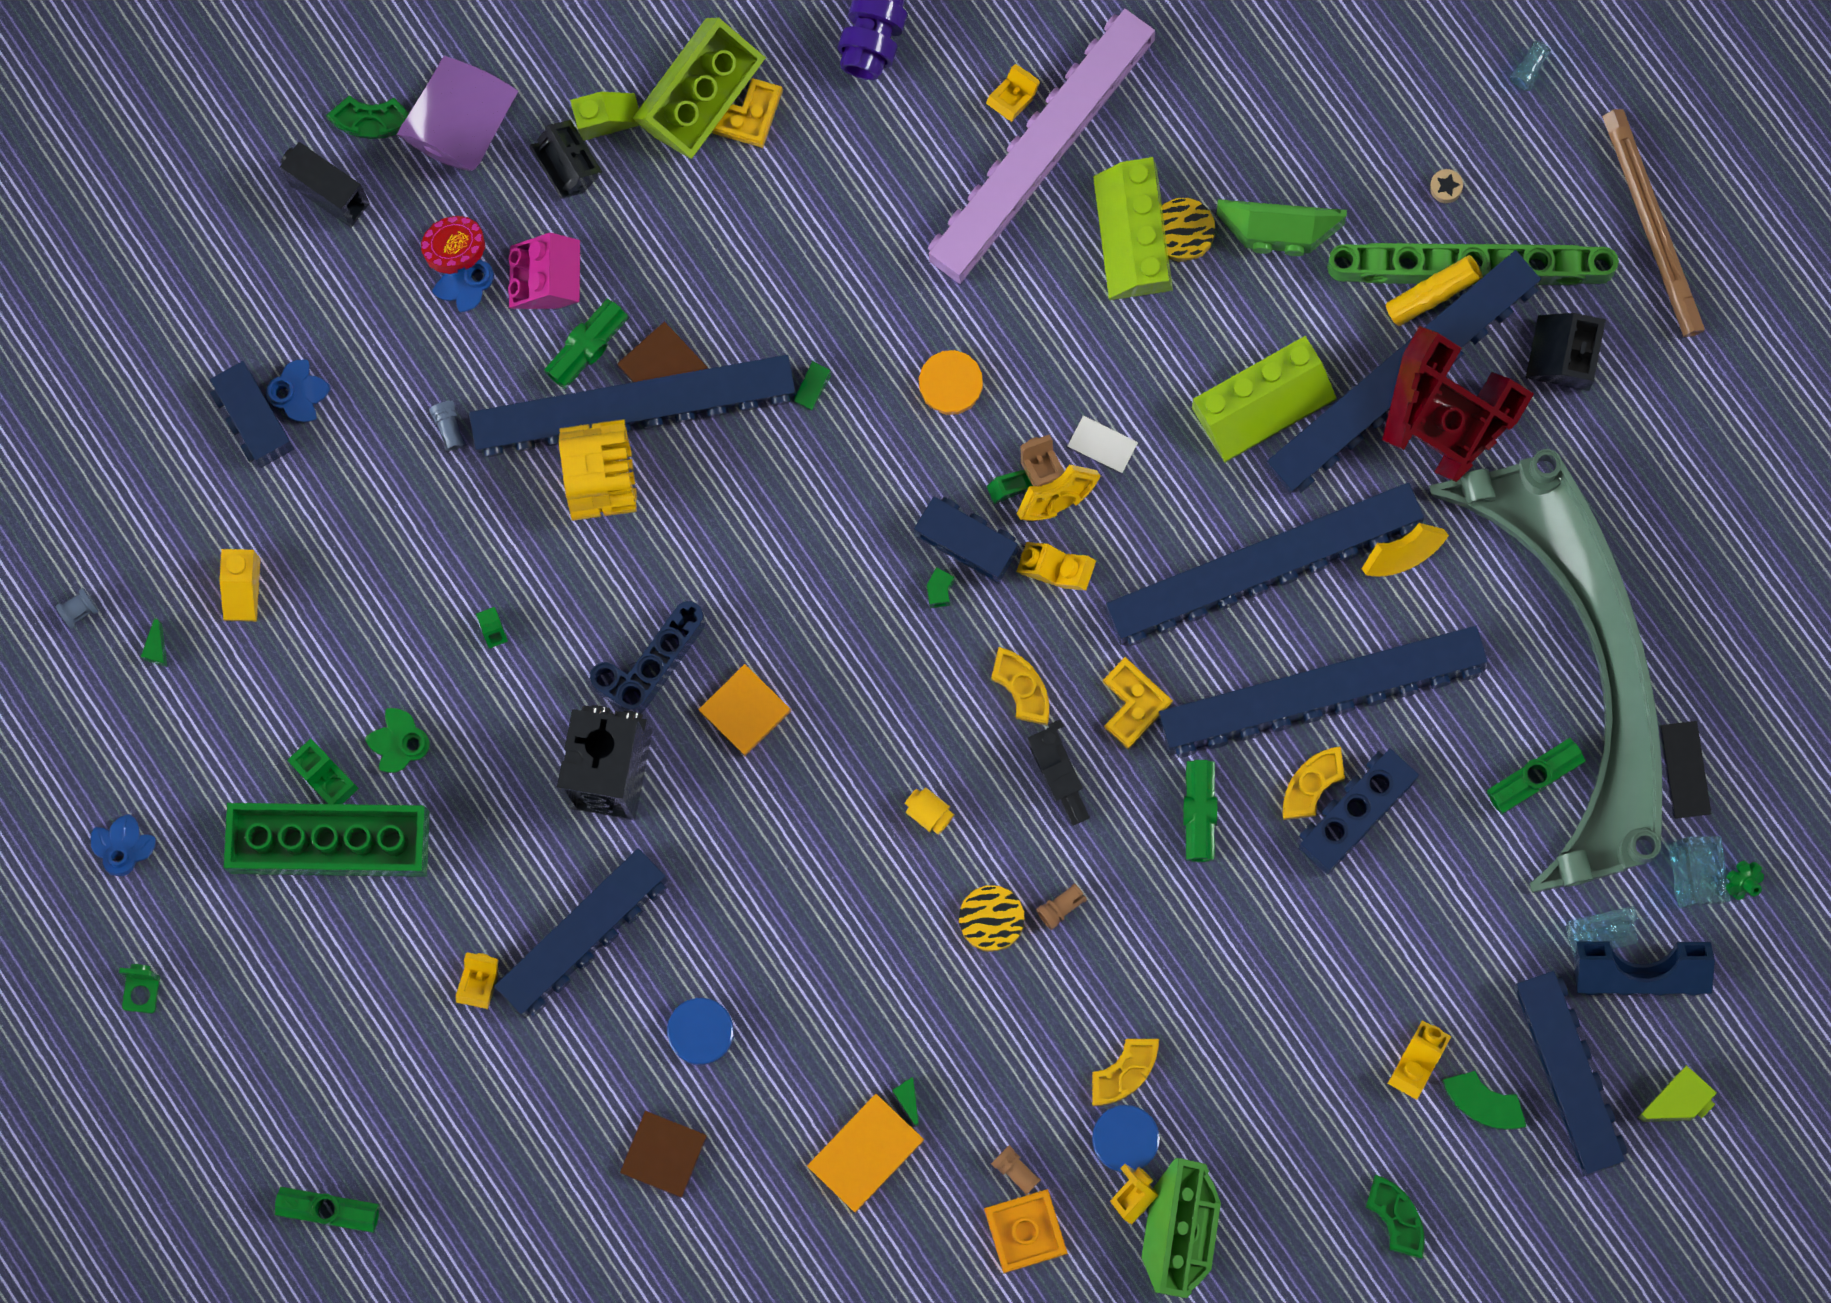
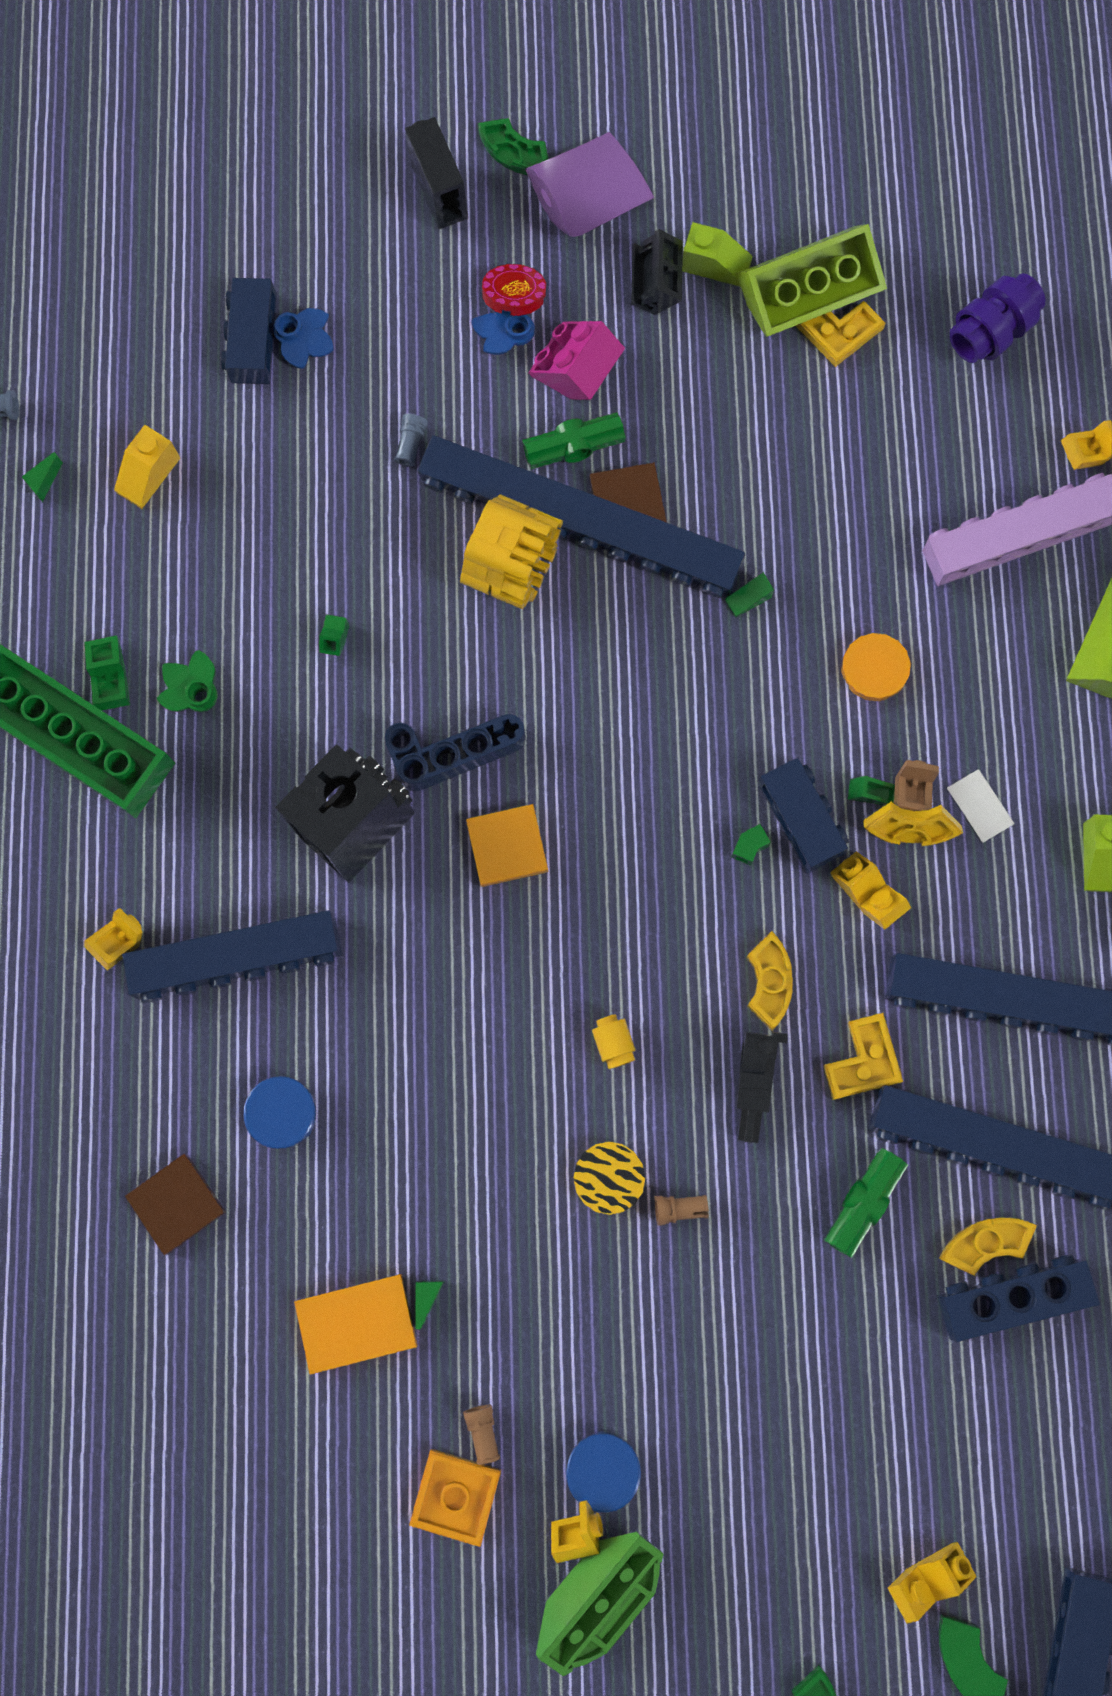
camera: 30 degrees right, 0 degrees up
(1126, 1074) = (642, 1407): yellow tile -> none

